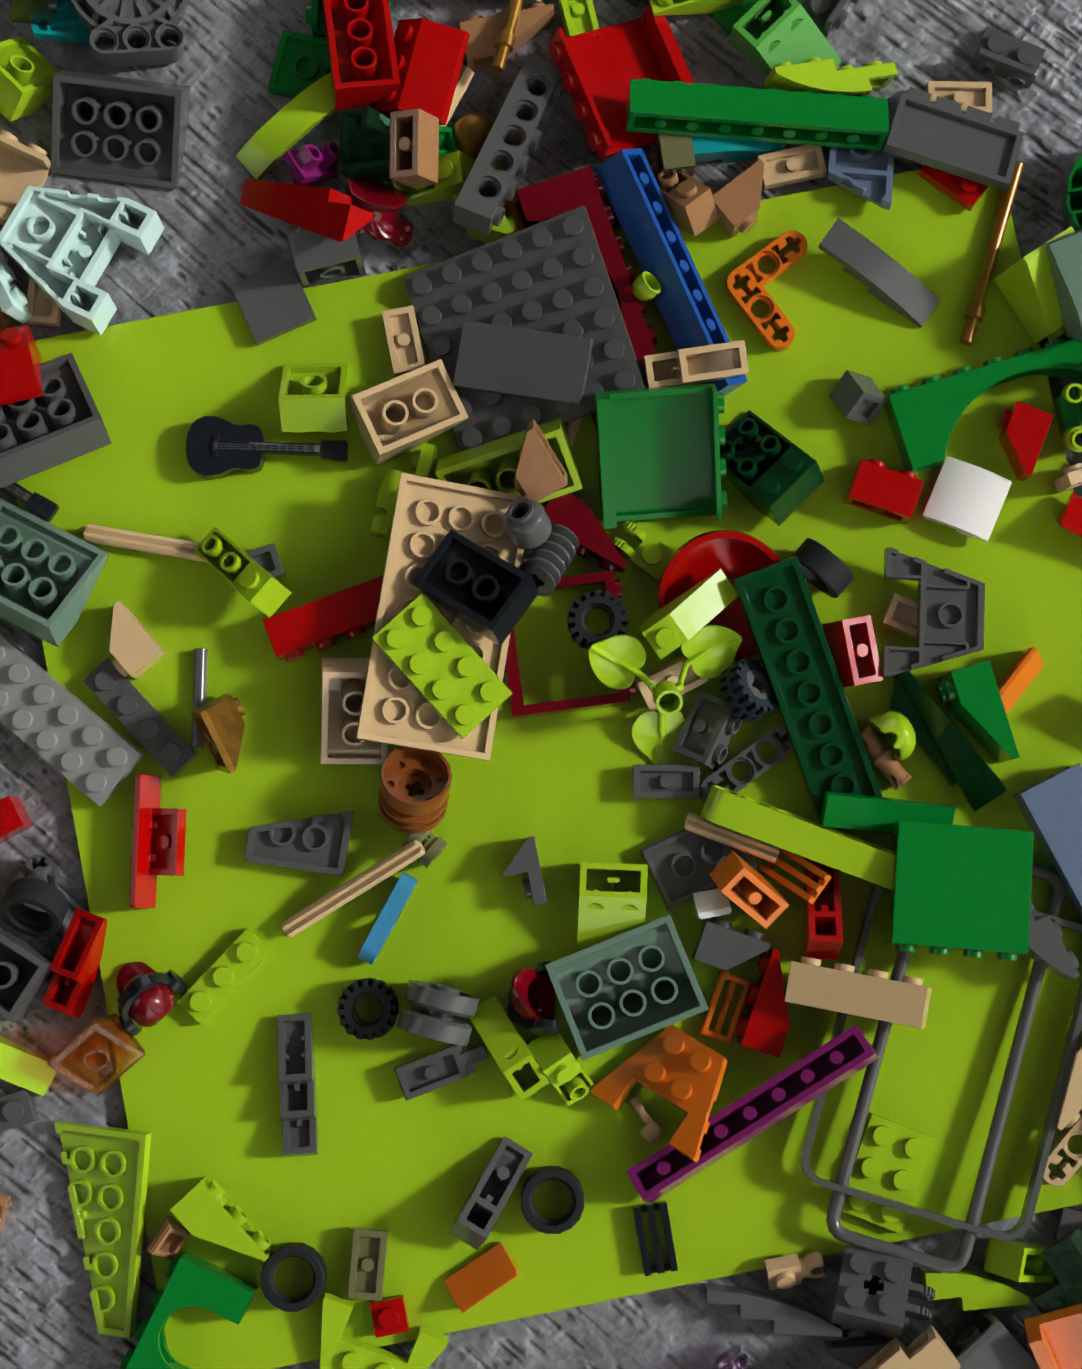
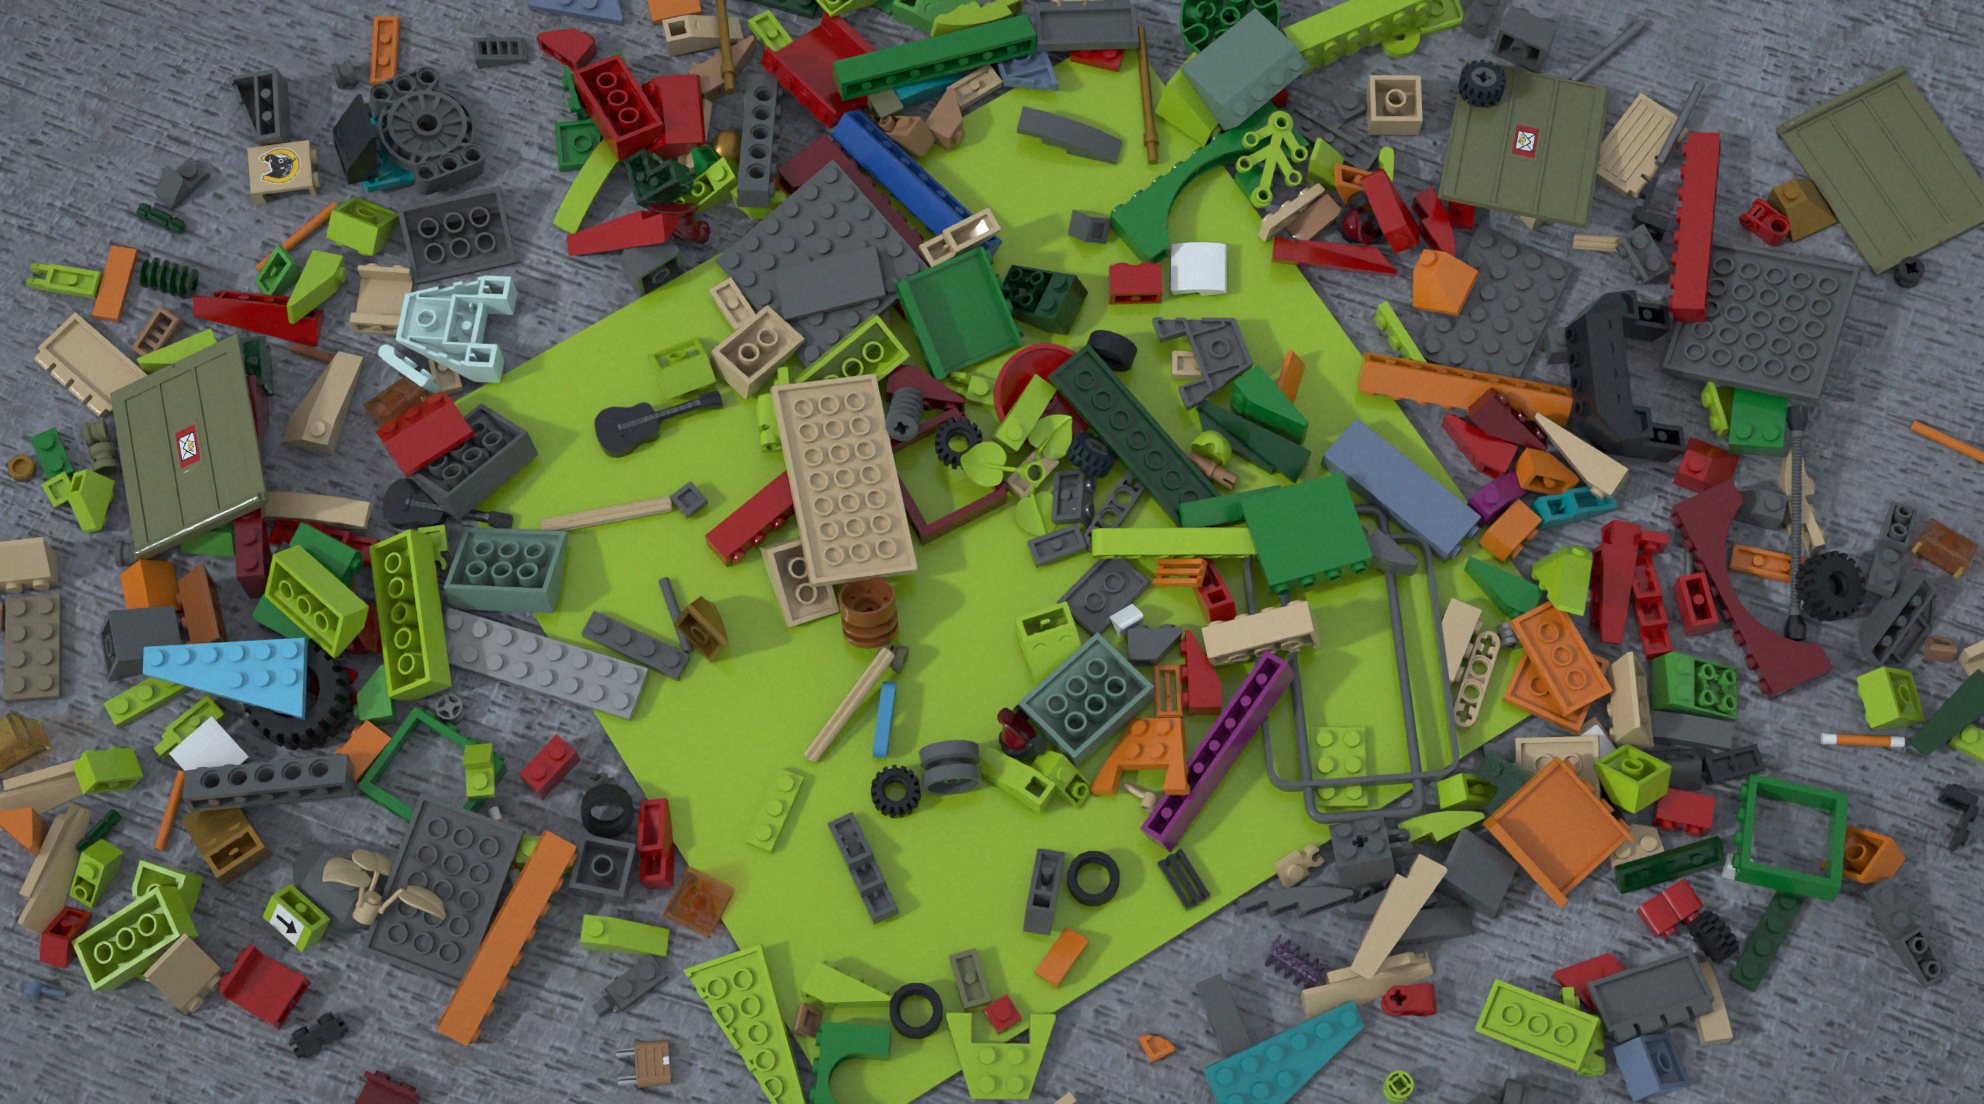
camera: 20 degrees left, 15 degrees down
(132, 644) = (611, 592): tan slope -> none
(145, 995) = (719, 844): cap -> none
(156, 841) = (685, 728): red bracket -> none
(242, 572) = (677, 506): lime slope -> none
(273, 302) = (623, 313): dark grey tile -> none
(303, 844) = (798, 691): dark grey wing -> none
(313, 163) = (615, 204): magenta hips -> none
(414, 147) = (690, 164): medium nougat brick -> none
(438, 1069) = (967, 815): dark grey hinge -> none
(441, 666) = (855, 511): lime plate -> none
(477, 586) = (860, 445): black slope -> none
(527, 524) = (879, 388): dark grey head -> none
(527, 861) = (977, 641): dark grey slope -> none
(538, 467) = (871, 347): medium nougat slope -> none
(646, 286) = (900, 201): lime hinge -> none
(744, 843) = (1122, 565): tan axle -> none
(749, 889) = (1149, 594): orange brick -> none
(757, 282) = (982, 173): orange beam -> none
(854, 650) = (1159, 399): red brick -> none
(1023, 436) = (1221, 210): red slope -> none

